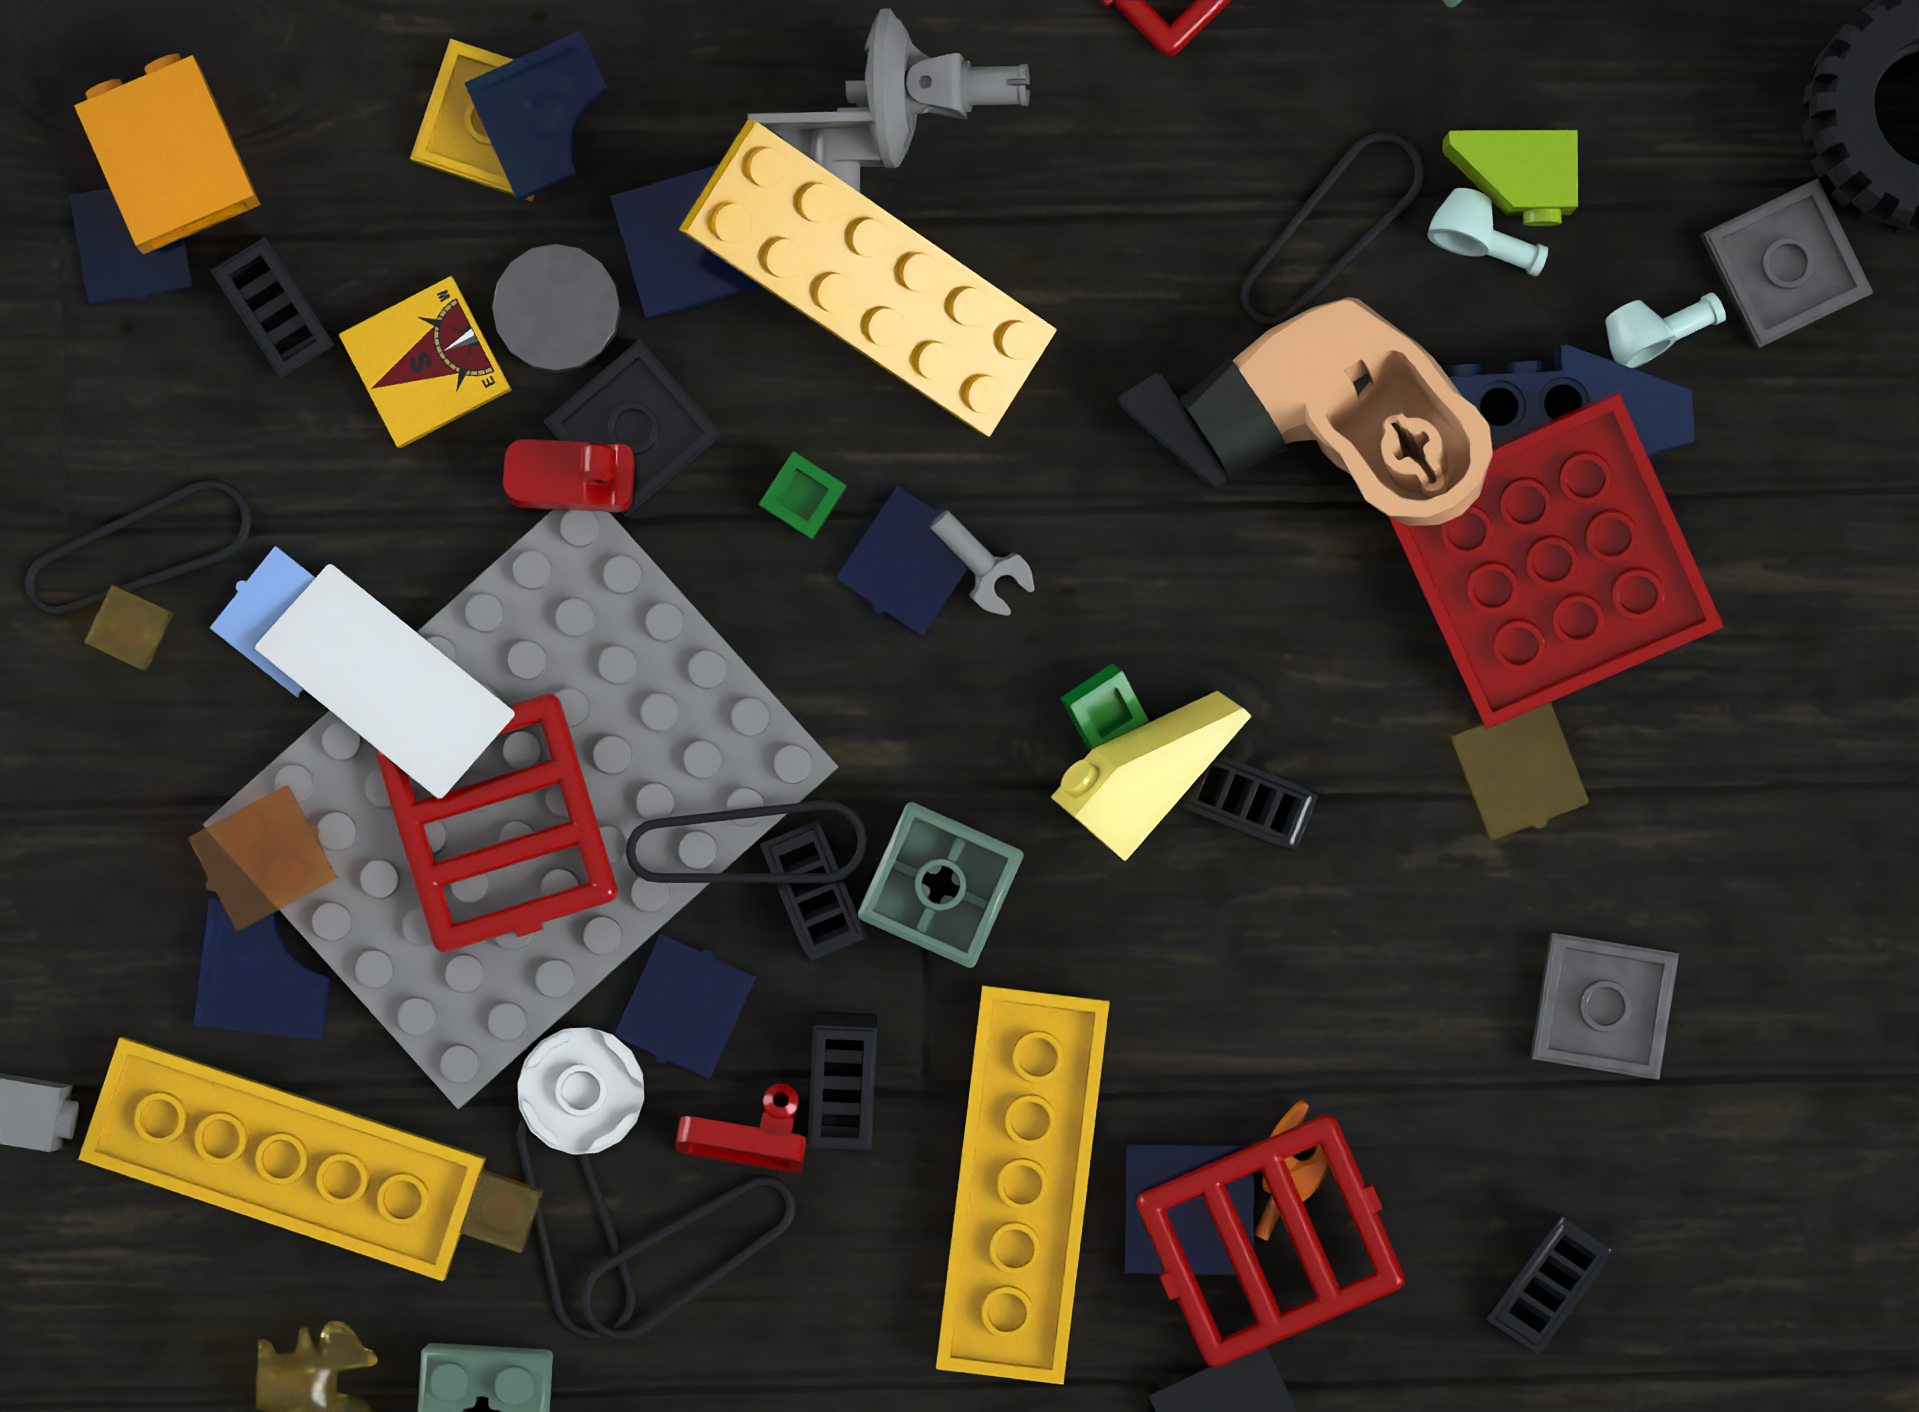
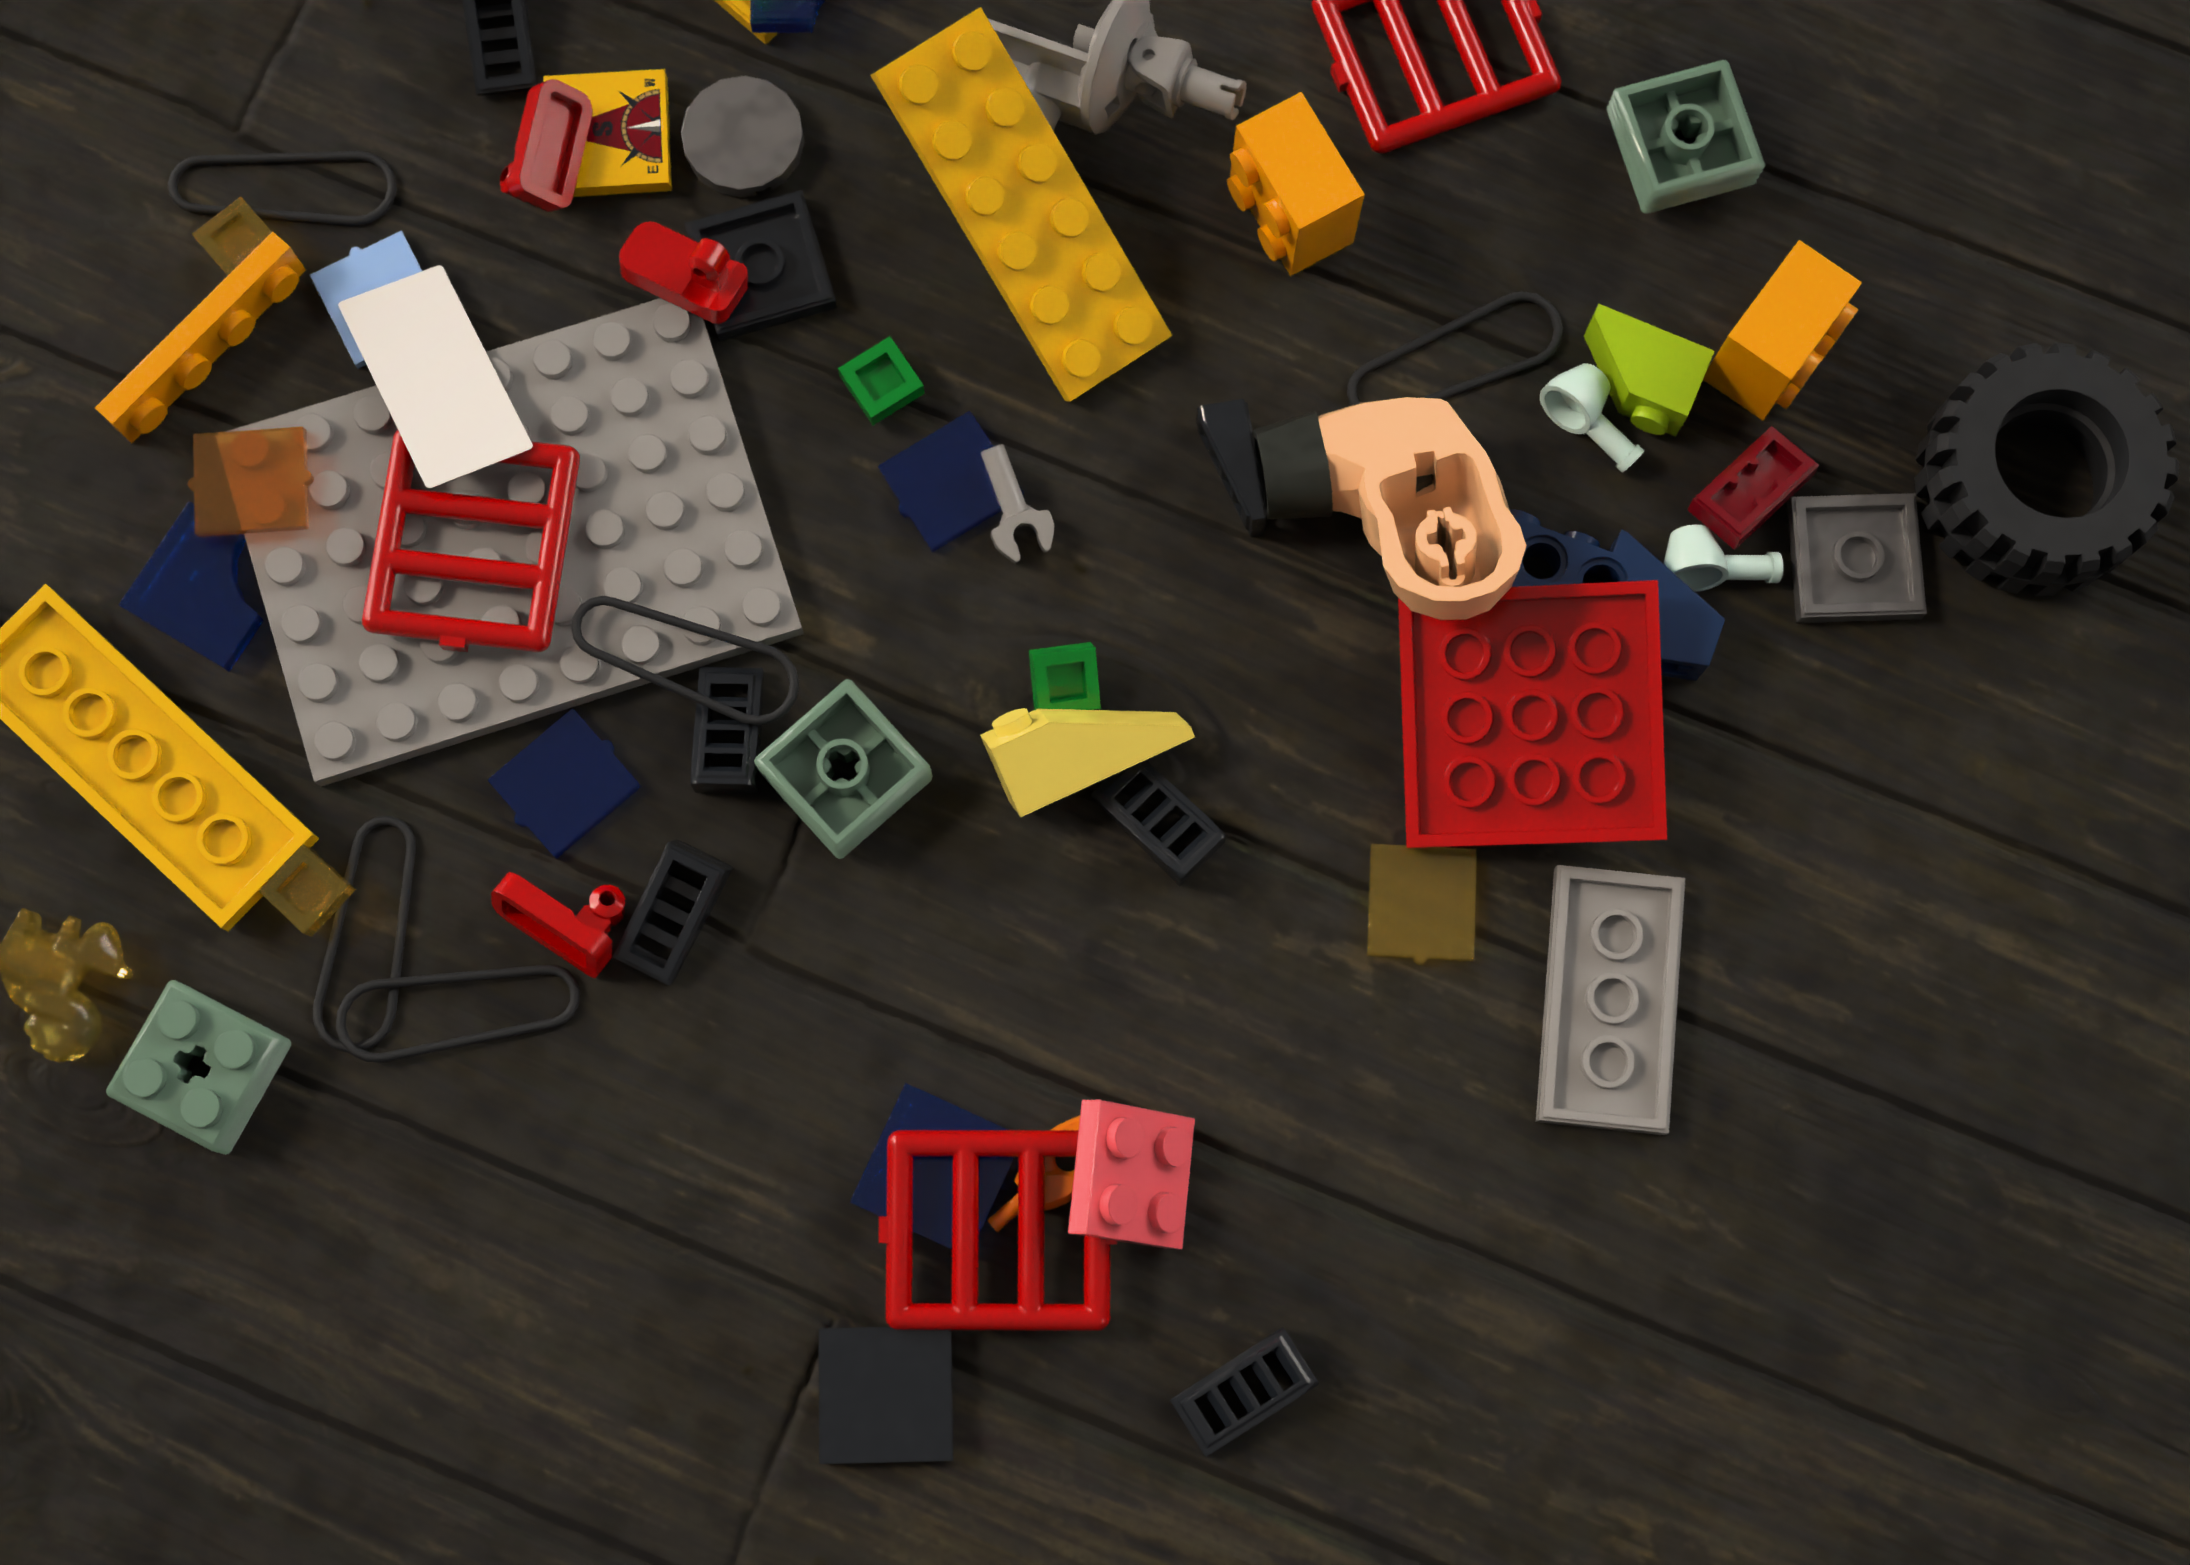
camera: 20 degrees right, 10 degrees down
(137, 765) = (207, 332): none -> light orange plate
(384, 410) = (549, 146): none -> red piece
(580, 1090) = (432, 815): white tile -> none
(665, 263) = (864, 140): clear blue tile -> none
(1022, 1184) = (791, 1078): yellow plate -> none
(1112, 139) = (1294, 185): none -> light orange brick
(1369, 1141) = (1131, 1174): none -> coral plate
(1604, 1006) = (1408, 1153): flat silver tile -> none
(1634, 82) = (1784, 332): none -> light orange brick
(1664, 241) = (1753, 487): none -> dark red plate
(1728, 785) = (1611, 1000): none -> light grey tile

